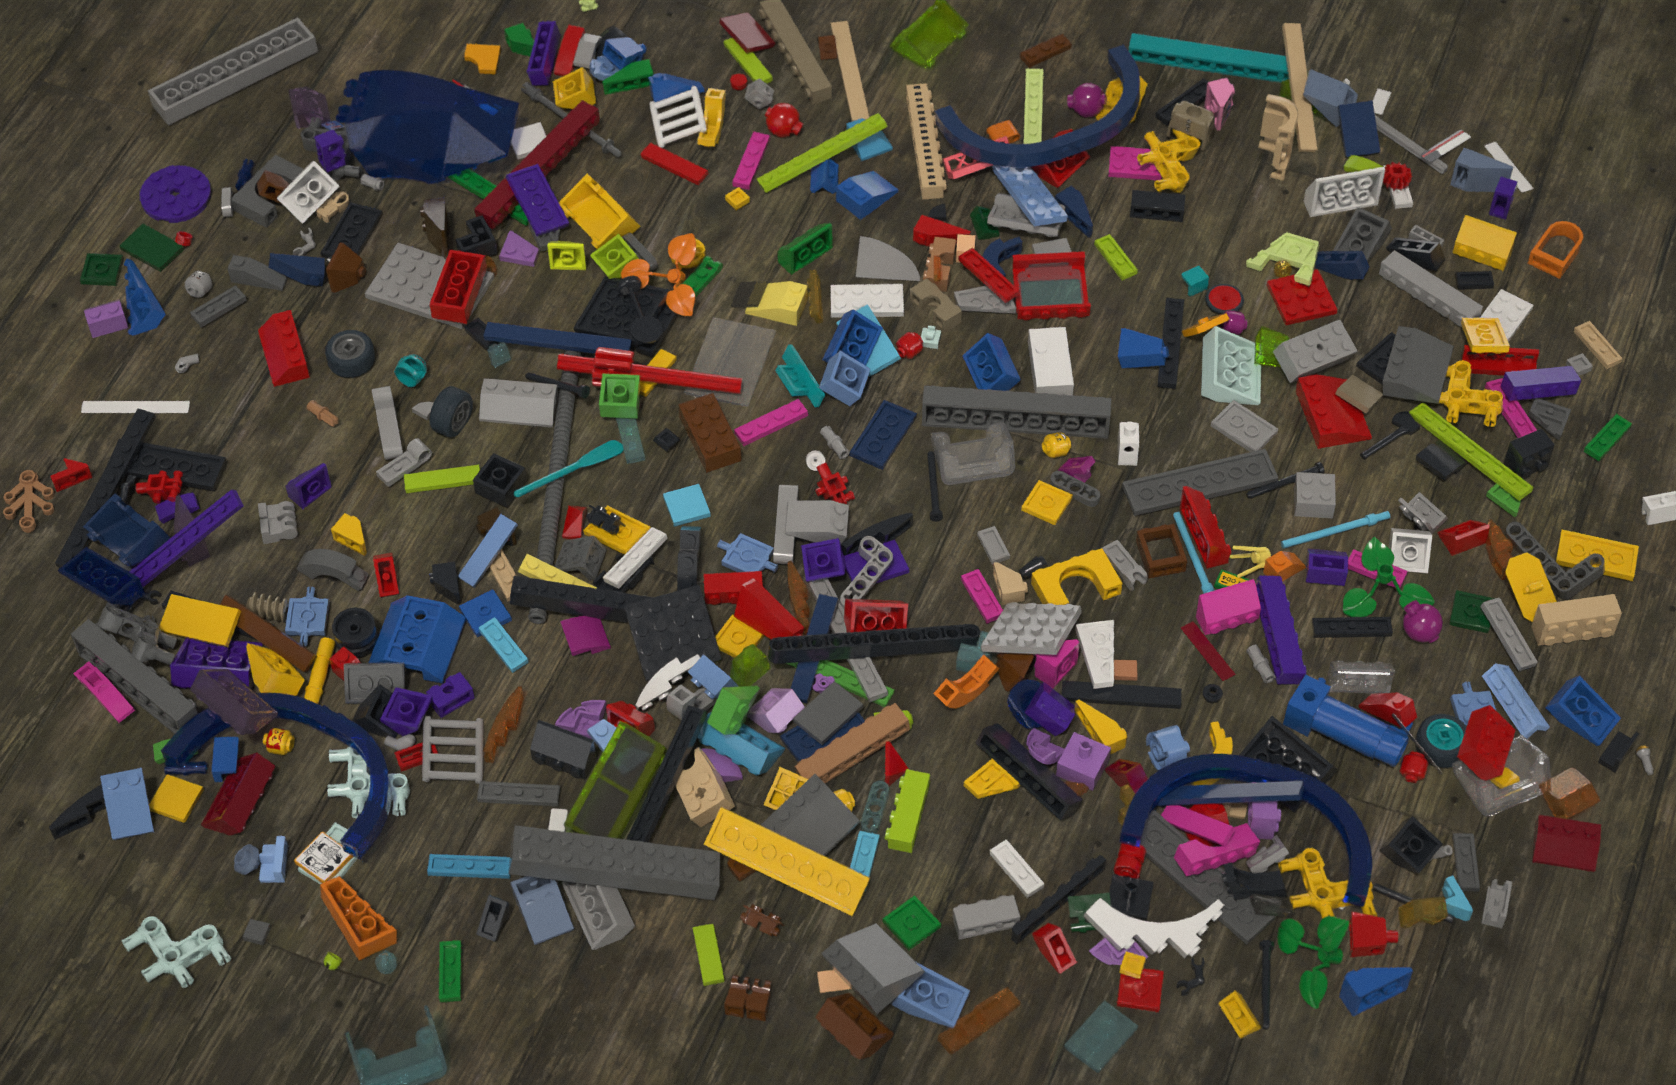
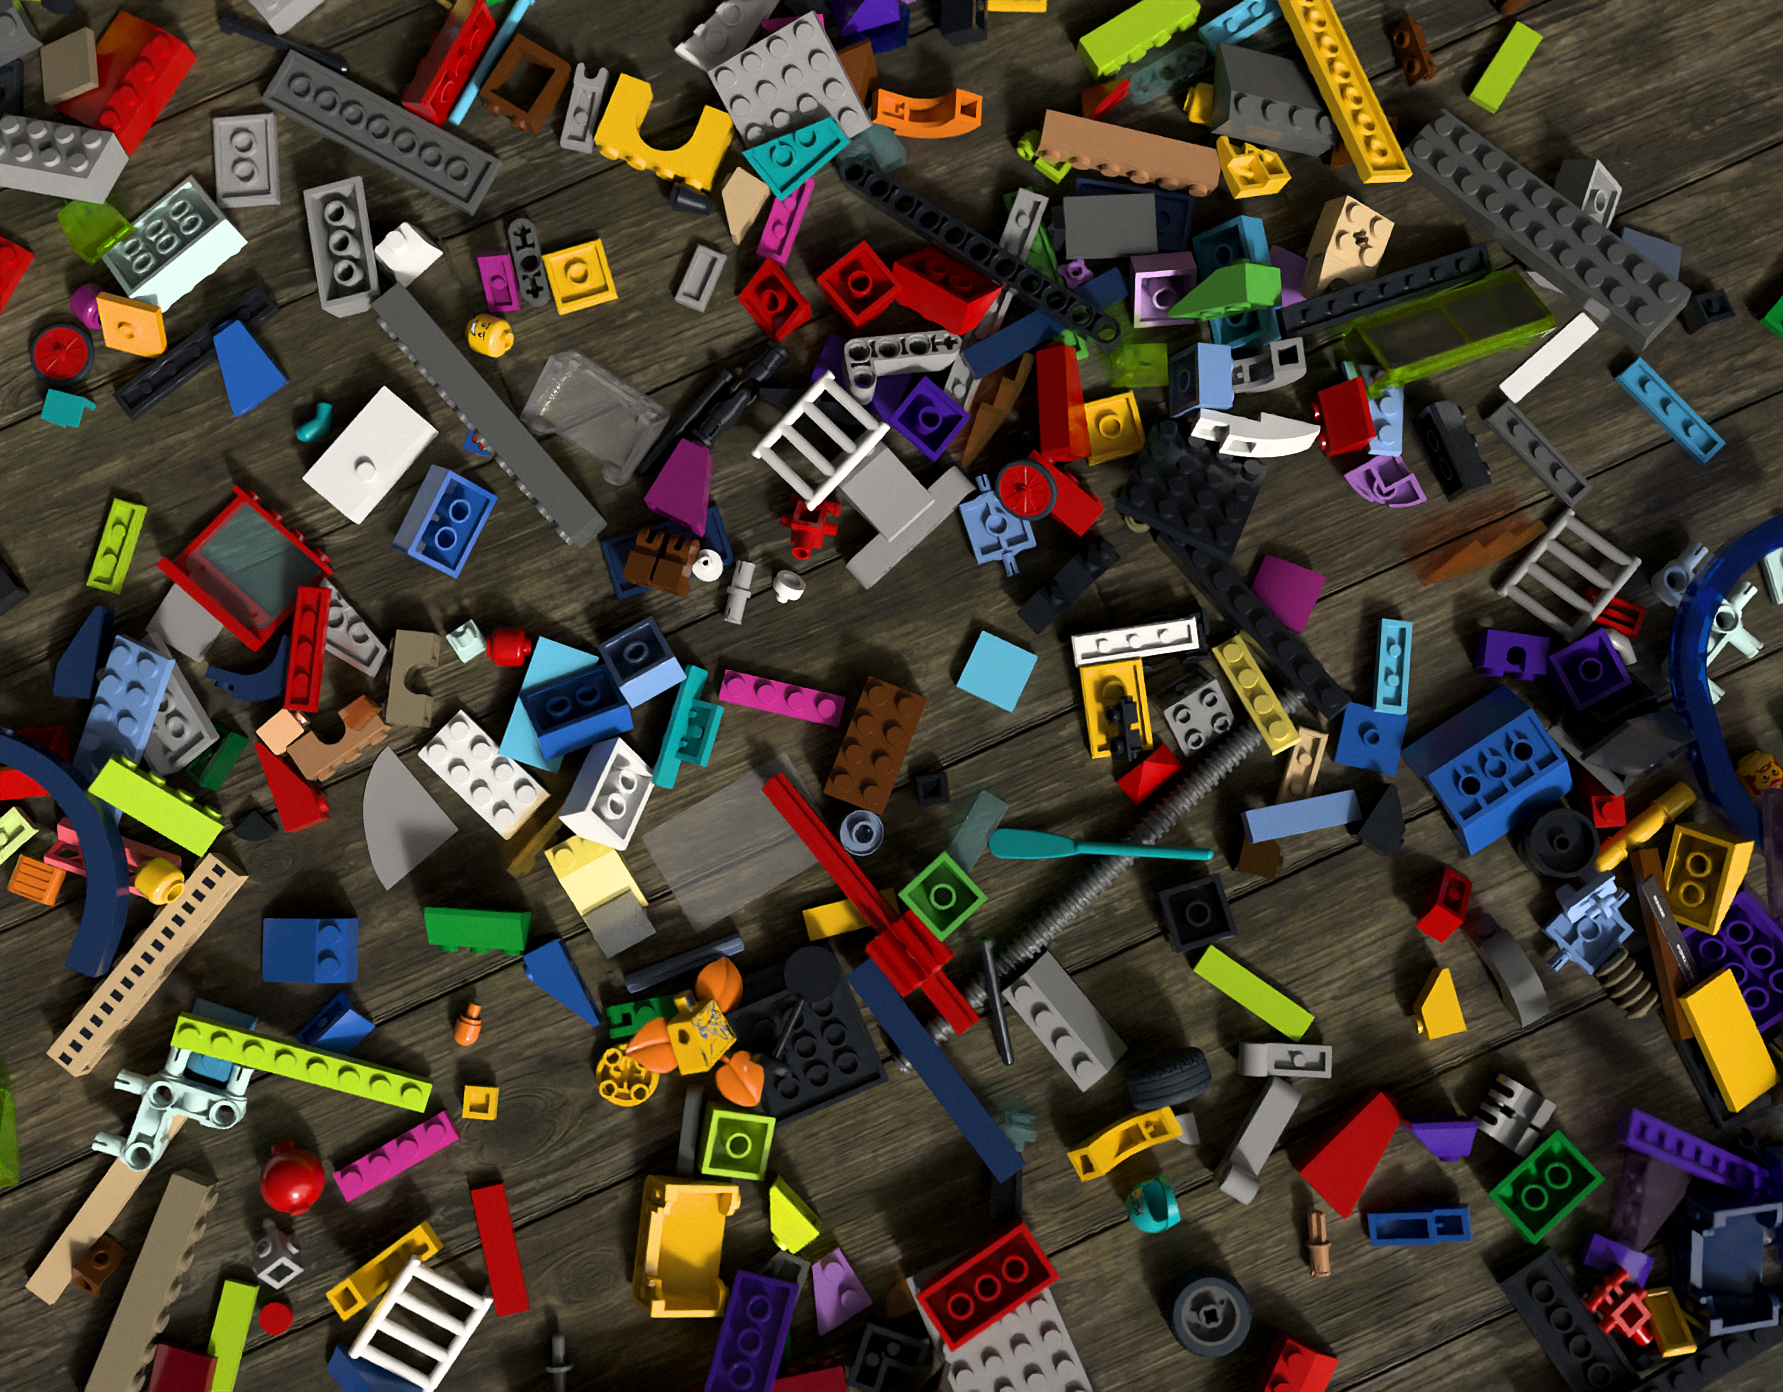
camera: 135 degrees left, 30 degrees up
(134, 497) = (1668, 1322): none -> yellow tile
(249, 489) = (1544, 1187): none -> green slope
(266, 639) = (1672, 932): none -> flat silver sticker
(280, 453) = (1421, 1225): none -> blue slope
(317, 618) = (1590, 900): none -> light blue hips
(341, 451) = (1350, 1151): none -> red slope
(351, 692) = (1641, 744): none -> black slope
(452, 375) = (1122, 1139): none -> yellow arch
(670, 269) = (698, 1033): none -> yellow torso
(680, 395) = (860, 832): none -> sand blue plate
(706, 303) = (684, 963): none -> sand blue axle
(748, 567) = (1026, 489): none -> red wheel
(750, 258) = (559, 976): none -> blue slope
(772, 218) = (468, 1025): none -> orange cylinder
(803, 322) = (608, 794): none -> white slope
(838, 513) = (833, 474): none -> white bar
(852, 688) = (1057, 229): none -> black tile
(859, 438) = (712, 570): none -> white tile
(861, 104) = (156, 1113): none -> light aqua pin
(878, 417) = (650, 570): none -> reddish brown legs
(902, 455) = (684, 487): none -> magenta slope
(915, 585) = (859, 287): none -> red slope
(920, 512) = (729, 408): none -> black piece
(947, 562) = (774, 301): none -> red slope
(949, 159) = (159, 881): none -> yellow head
(982, 182) = (157, 804): none -> lime brick
(1001, 608) = (797, 156): none -> teal wing
(1087, 355) = (317, 427): none -> teal arm
(1157, 418) = (342, 247): none -> light grey slope

